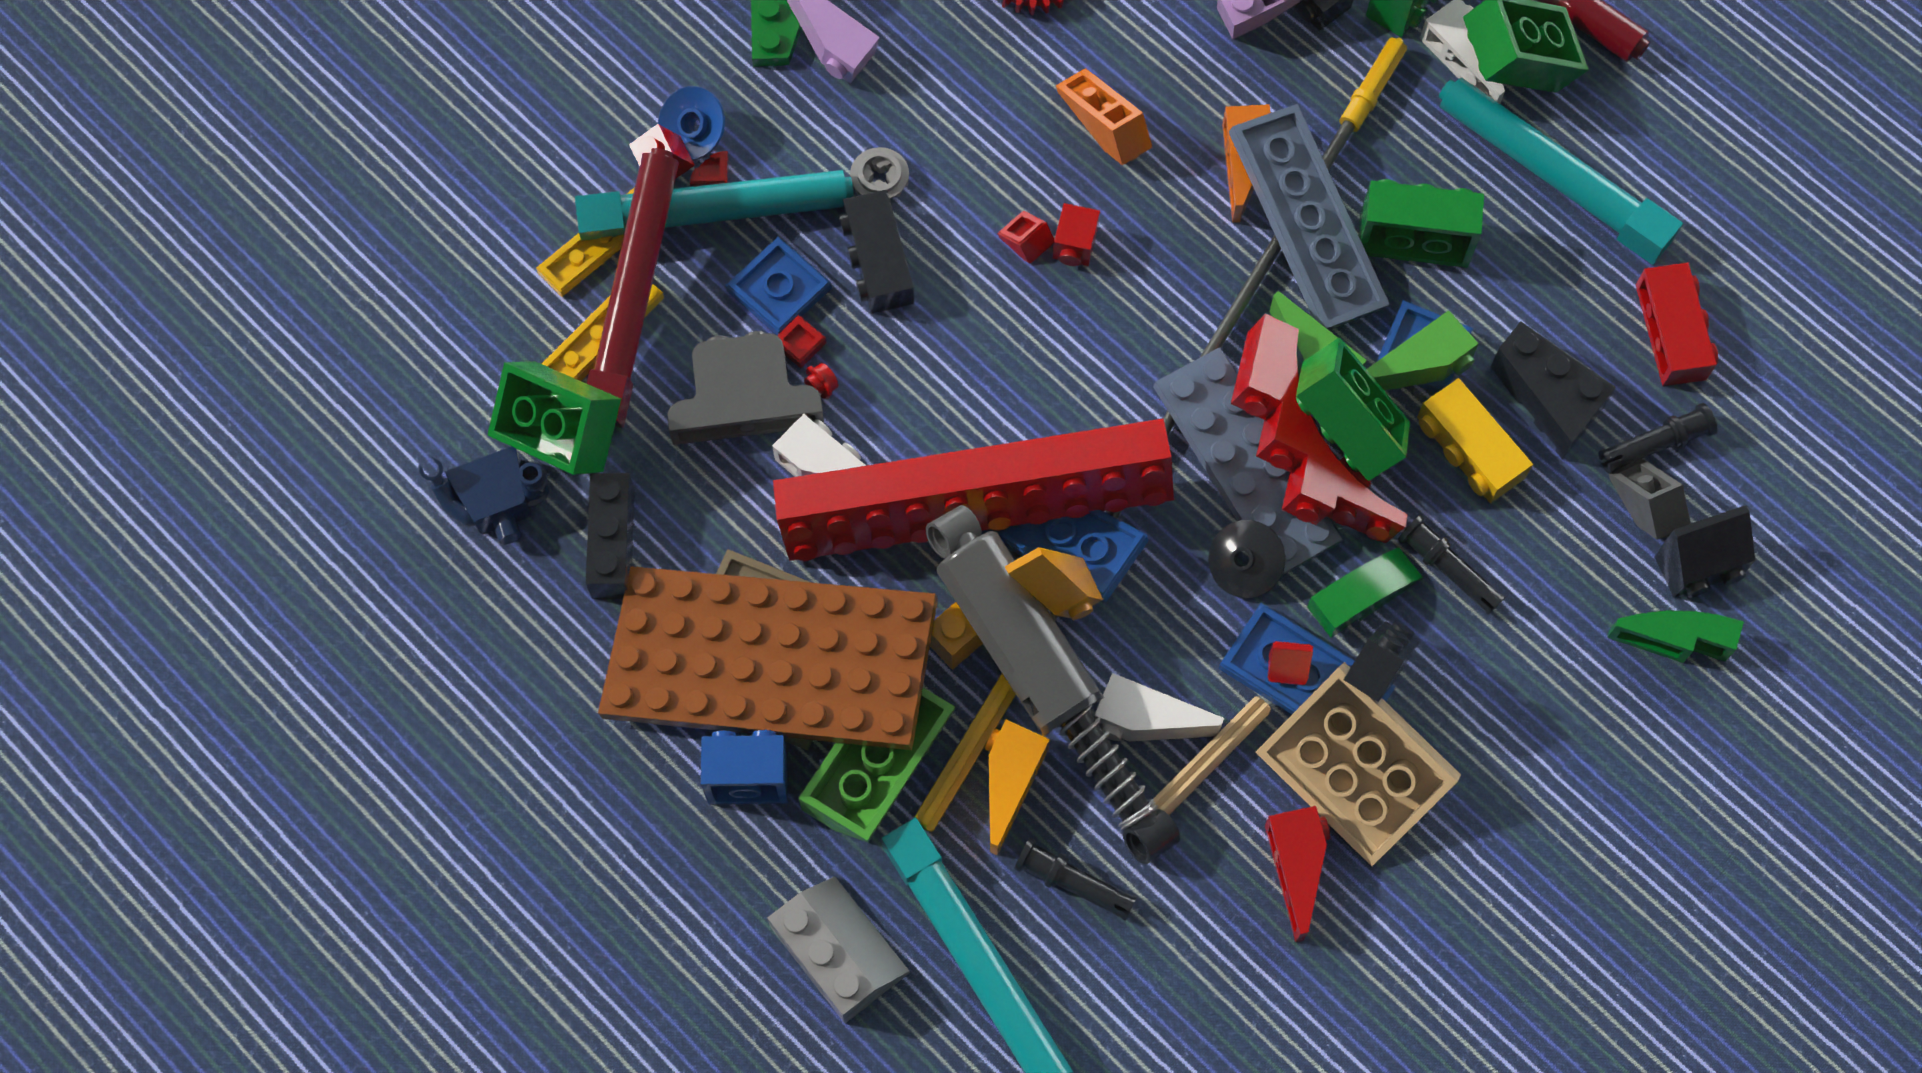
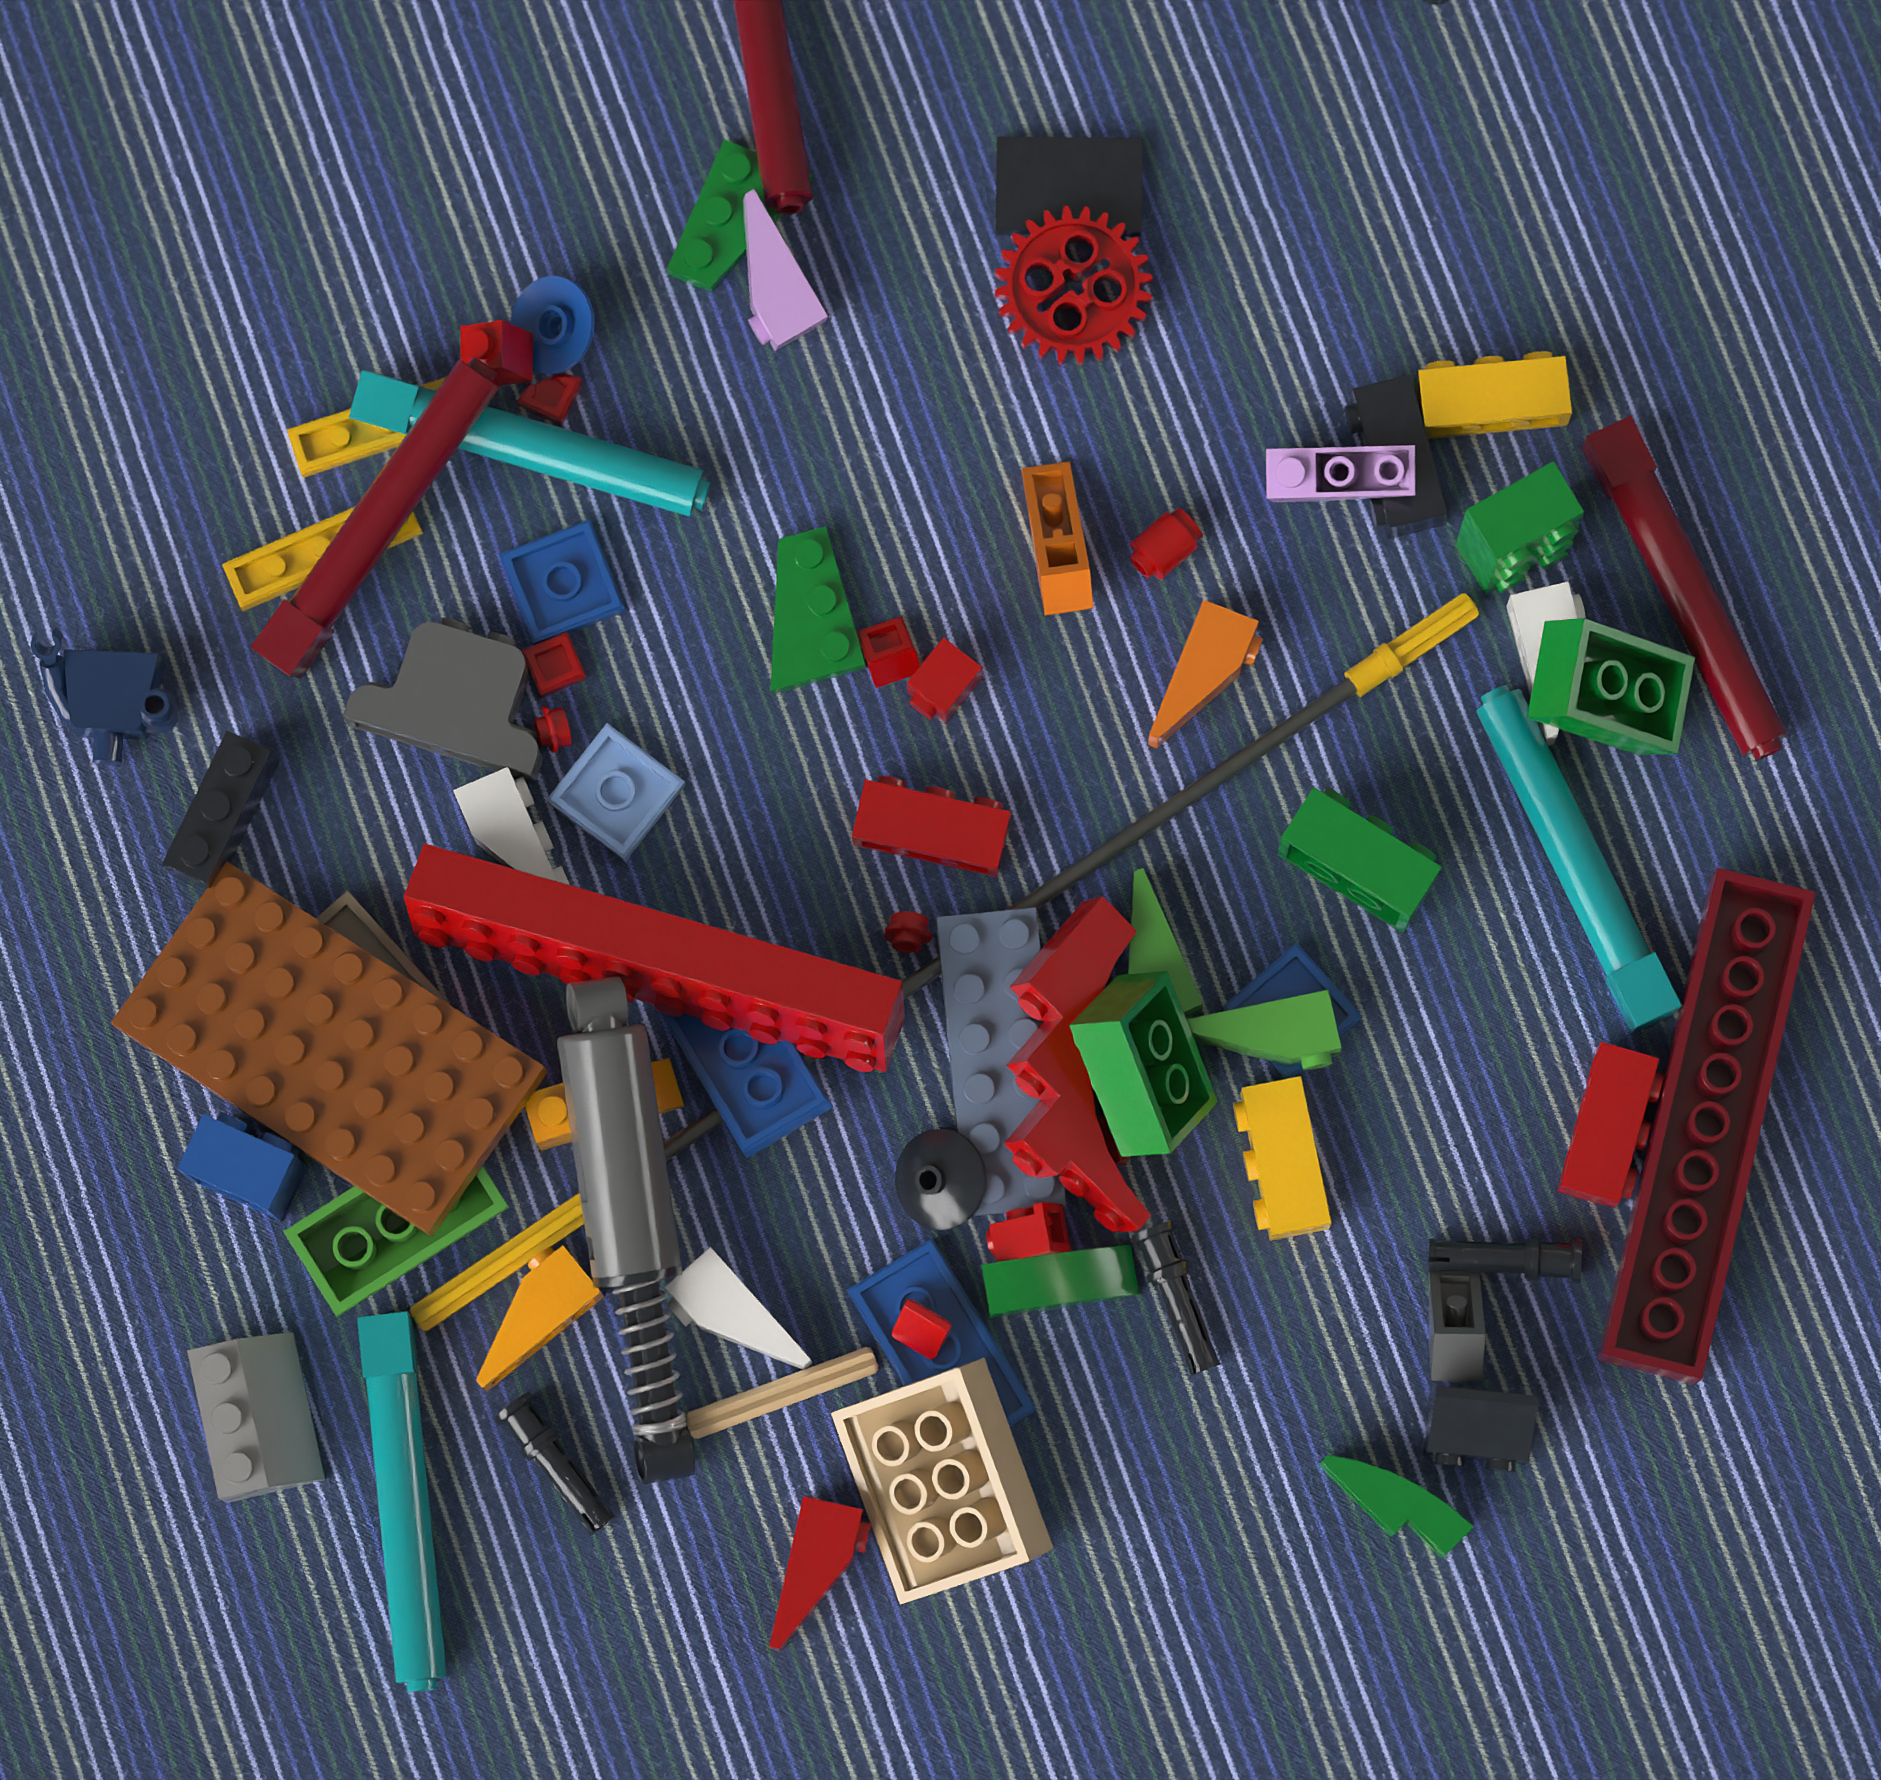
camera: 30 degrees right, 10 degrees up
(554, 417) = (213, 644): green brick -> none
(877, 252) = (695, 594): black brick -> none
(879, 160) = (761, 473): light grey gear -> none
(884, 406) = (616, 792): none -> light blue tile
(964, 236) = (812, 616): none -> green wing
(1057, 581) = (689, 1119): light orange slope -> none
(1117, 331) = (931, 826): none -> red brick
(1136, 406) = (908, 931): none -> red plate
(1178, 89) = (1165, 544): none -> red brick
(1308, 217) = (1228, 790): sand blue plate -> none
(1327, 565) = (1029, 1233): none -> red brick
(1382, 659) = (1018, 1380): black brick -> none
(1551, 386) = (1412, 1135): black wedge -> none
(1746, 297) = (1706, 1126): none -> dark red brick

